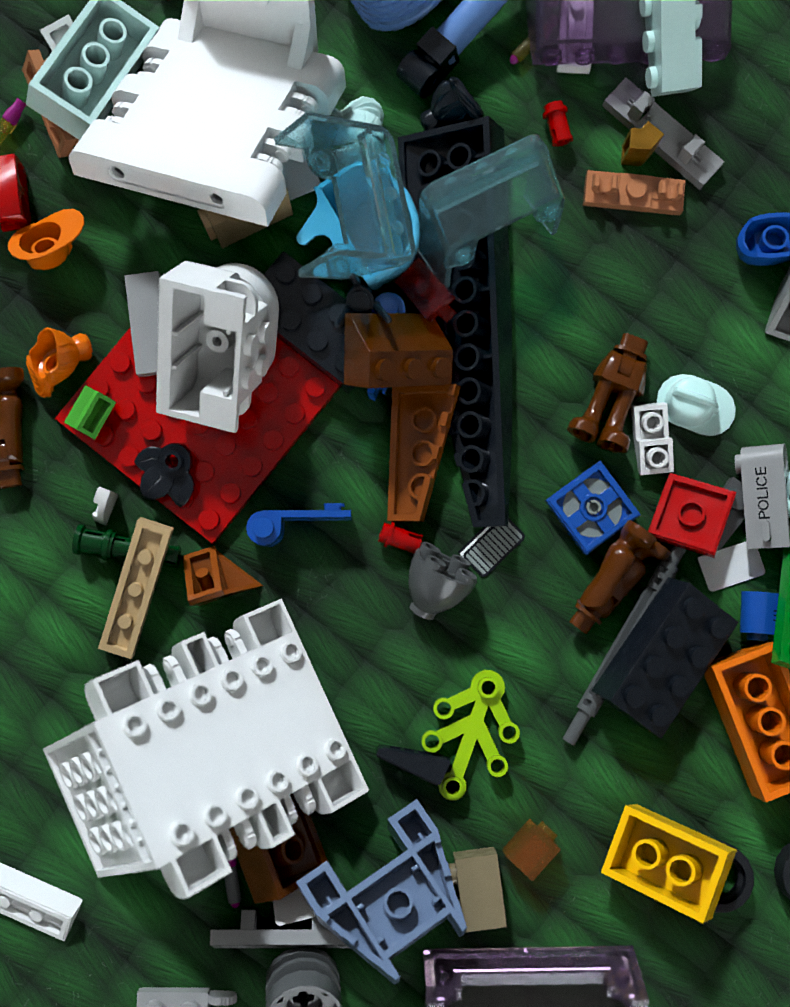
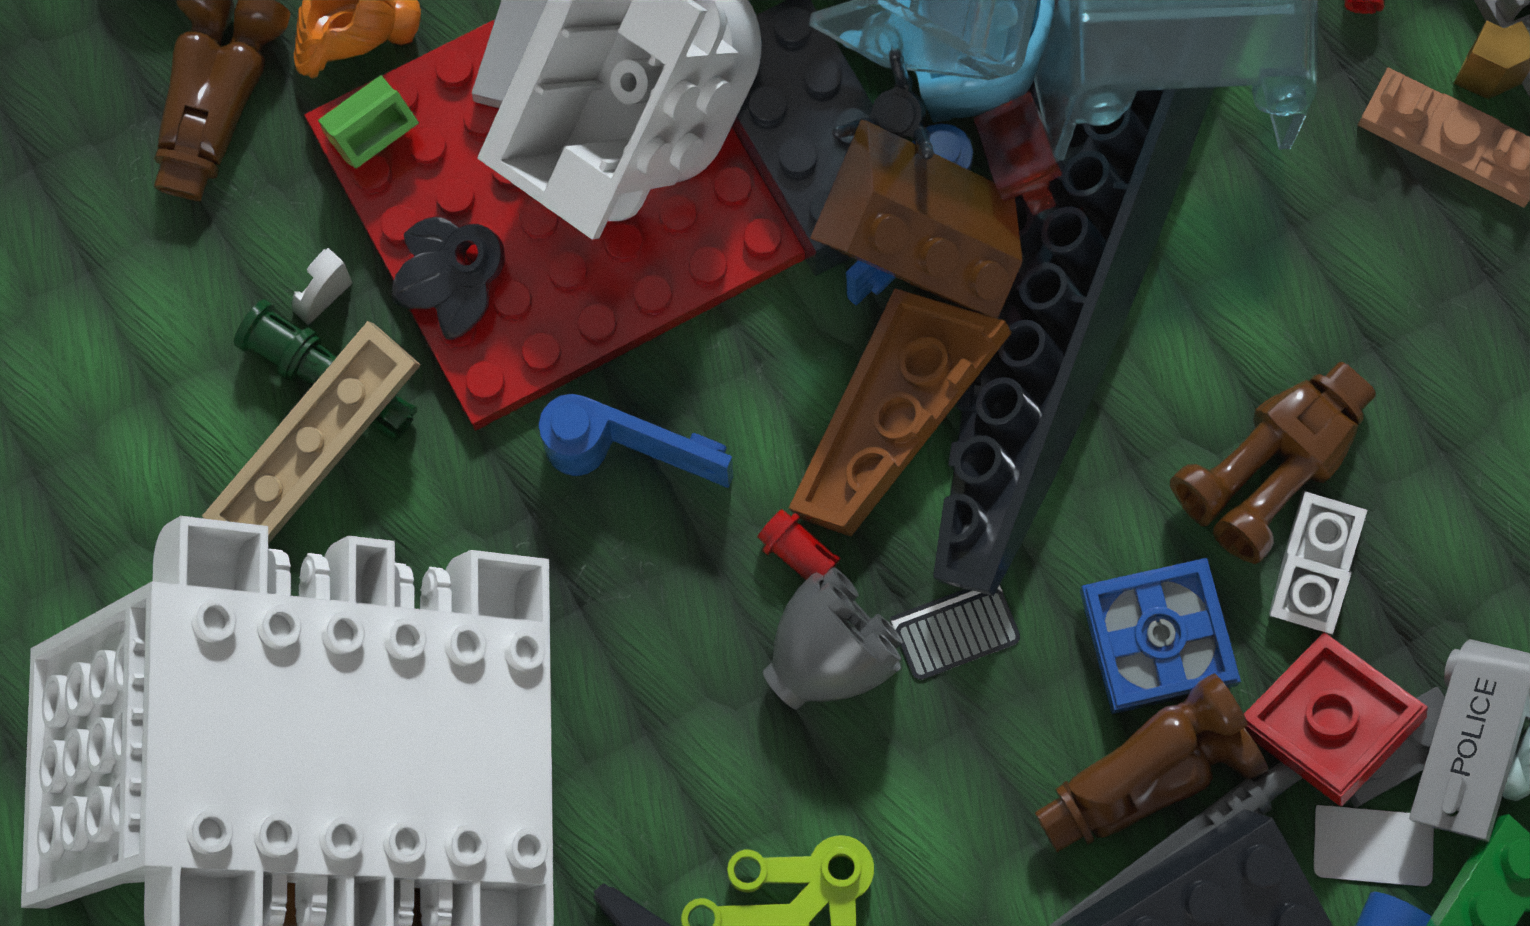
camera: 30 degrees right, 10 degrees down
(213, 577) = (449, 484): dark orange slope -> none
(697, 404) = (1424, 539): light aqua piece -> none

